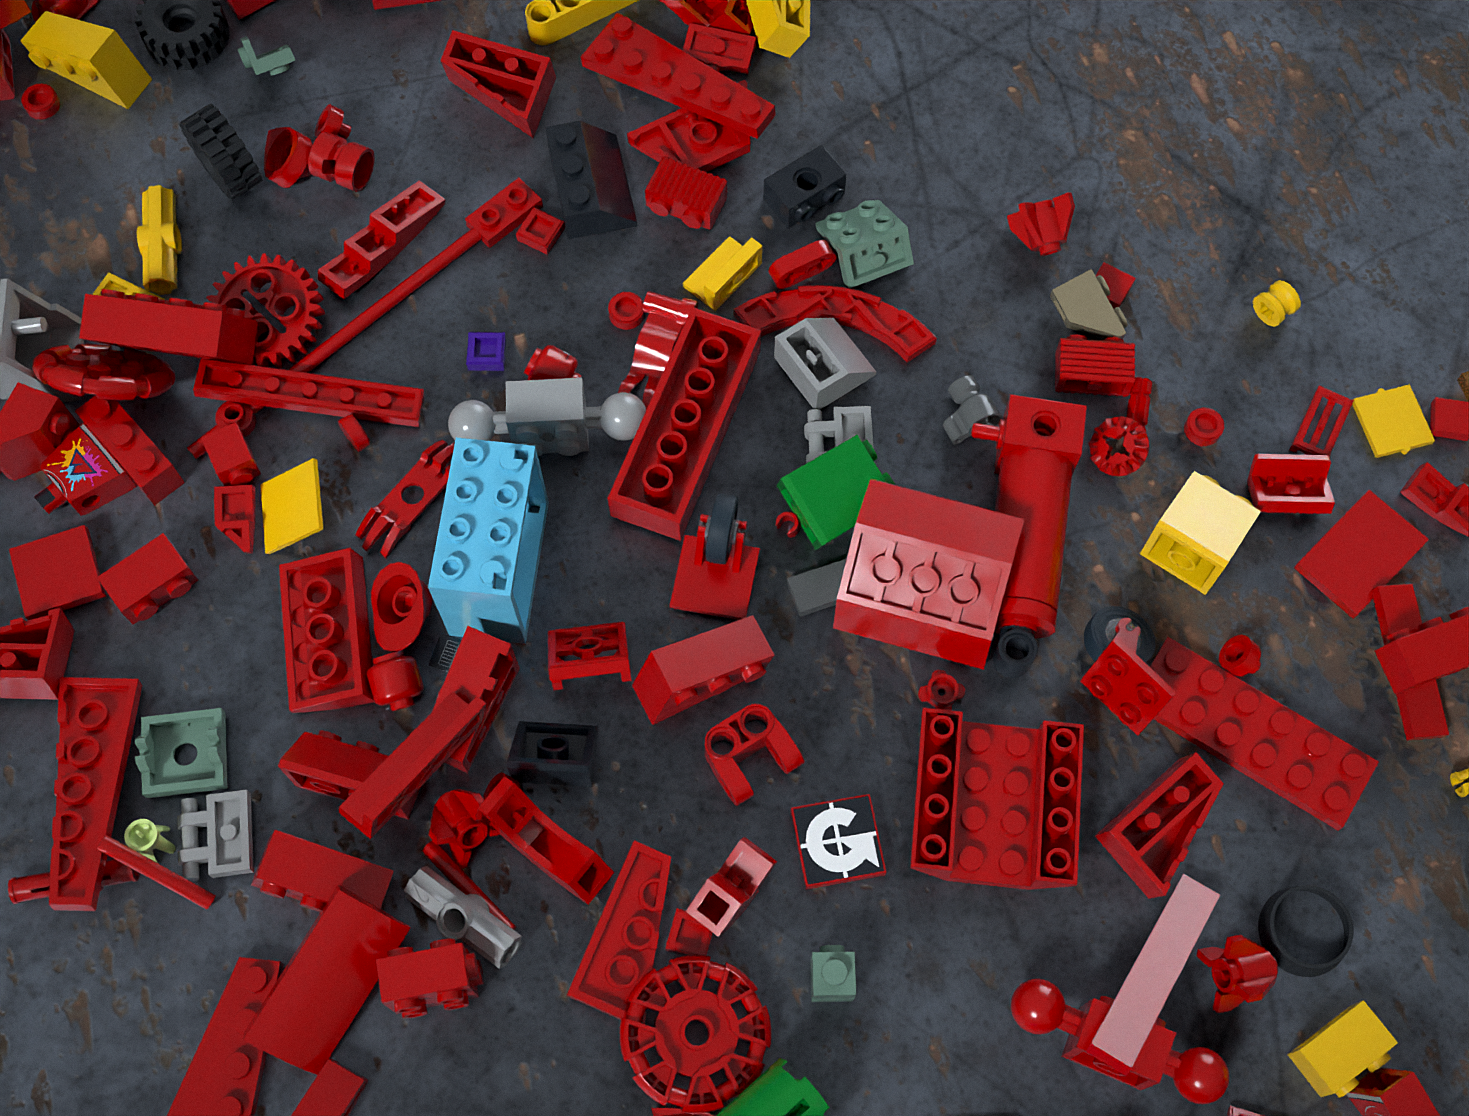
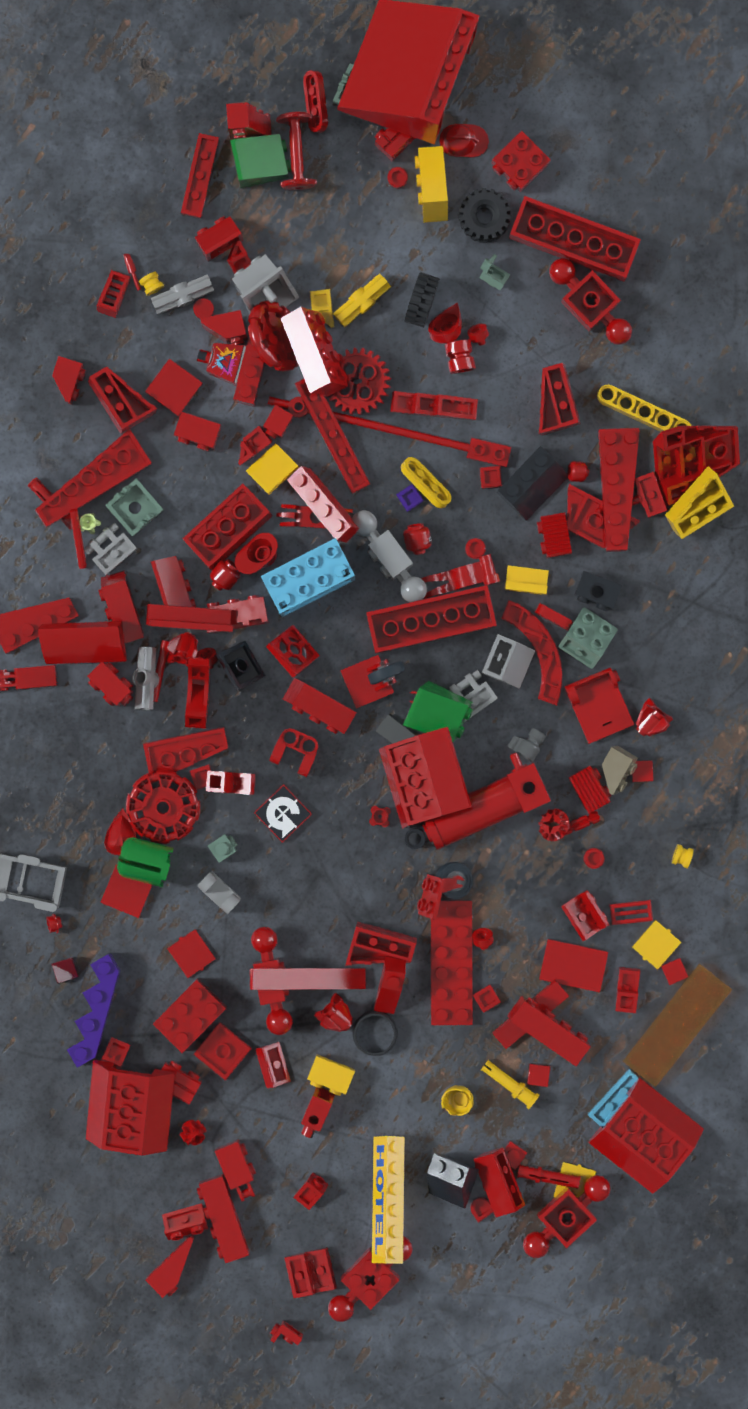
camera: 60 degrees right, 20 degrees up
(354, 432) = (326, 470): red tile -> none
(390, 458) = (323, 504): none -> brick
(444, 652) = (254, 587): black sticker -> none
(481, 313) = (426, 482): none -> yellow plate
(618, 118) = (577, 471): none -> red piece
(910, 1032) = (219, 892): none -> light grey piece
(972, 283) = (597, 703): none -> red door
(997, 802) = (343, 870): red slope -> none
(1200, 532) = (534, 887): yellow slope -> none
(1244, 841) = (390, 985): none -> red slope
(1343, 714) = (486, 998): none -> red tile

